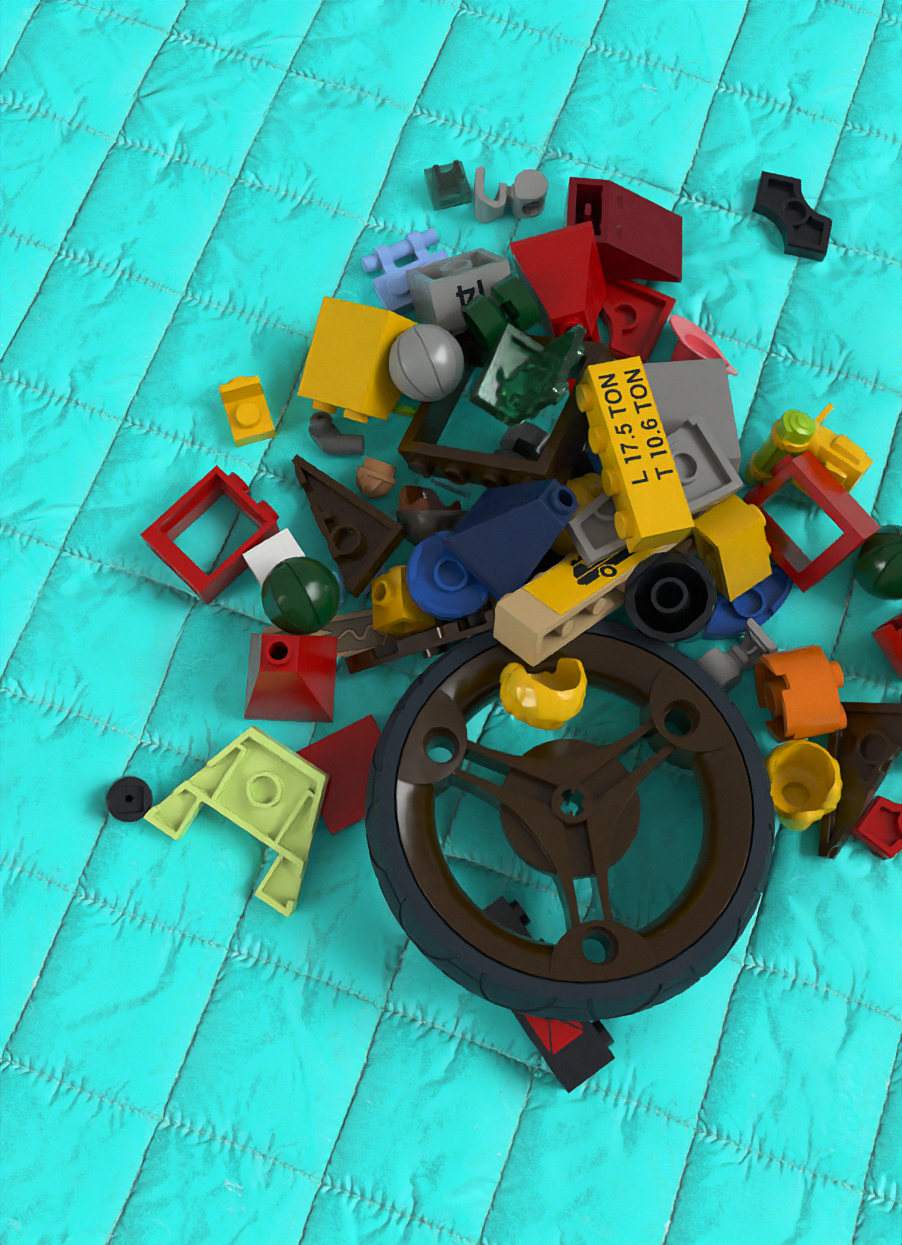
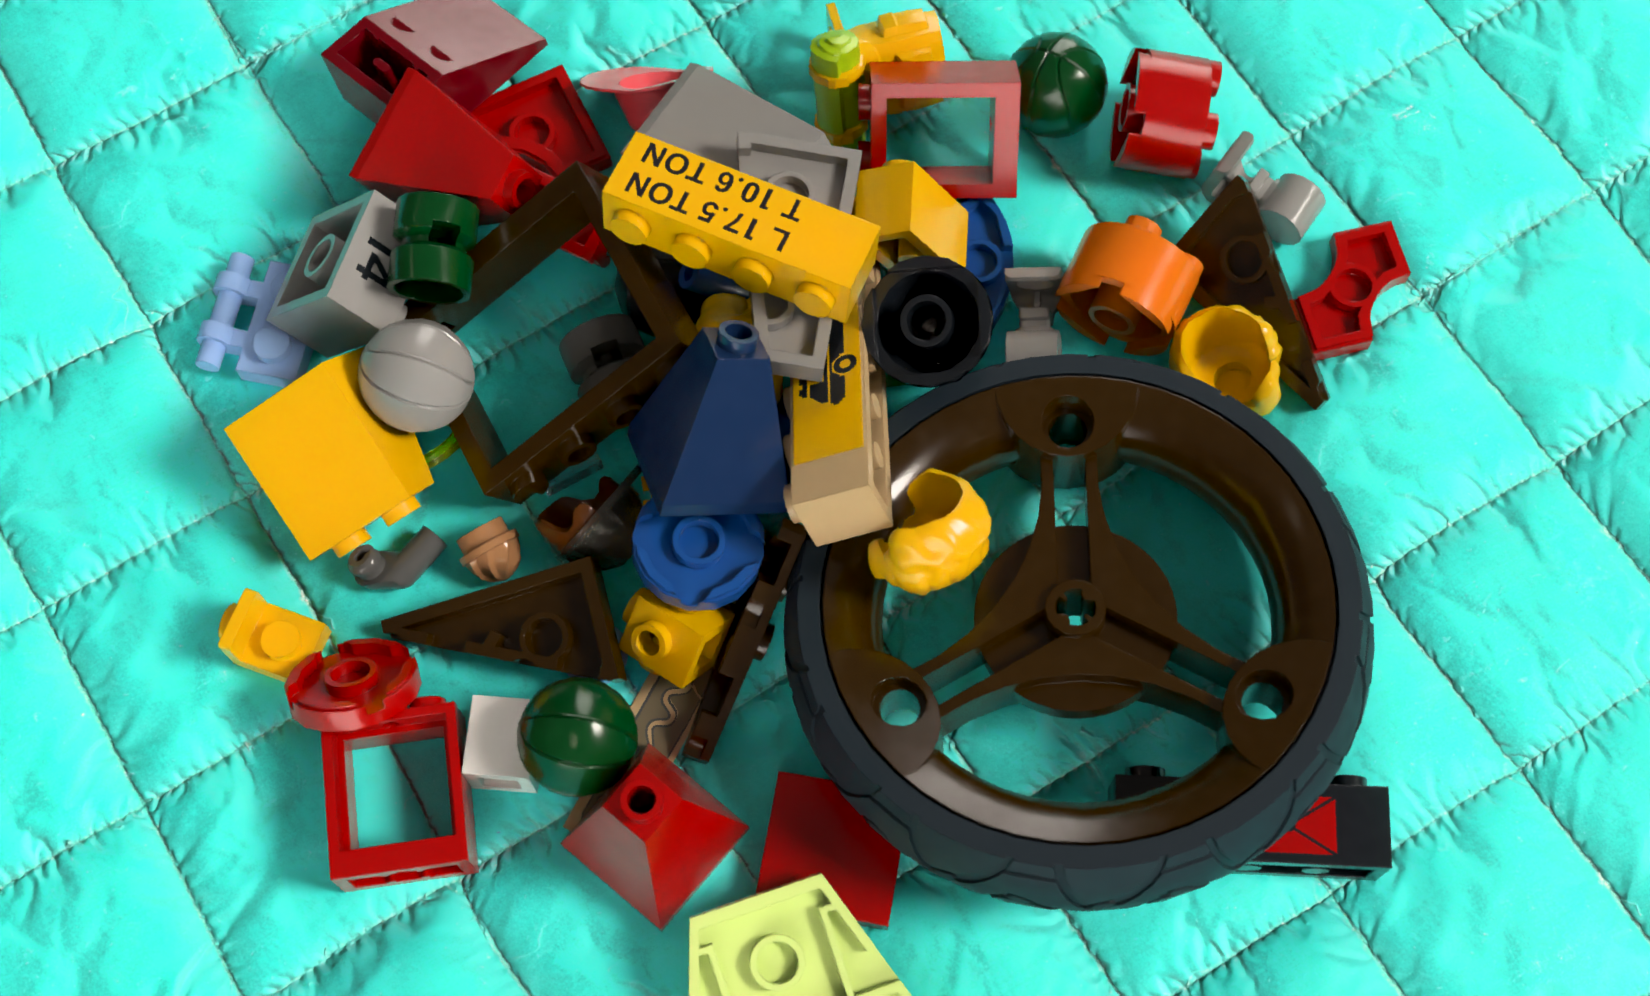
camera: 50 degrees left, 5 degrees down
(249, 467) = (354, 687): none -> red tile
(447, 185) = (191, 198): clear smoke tile -> none
(524, 375) = (547, 275): clear green bracket -> none
(525, 196) = (287, 127): light grey leg -> none

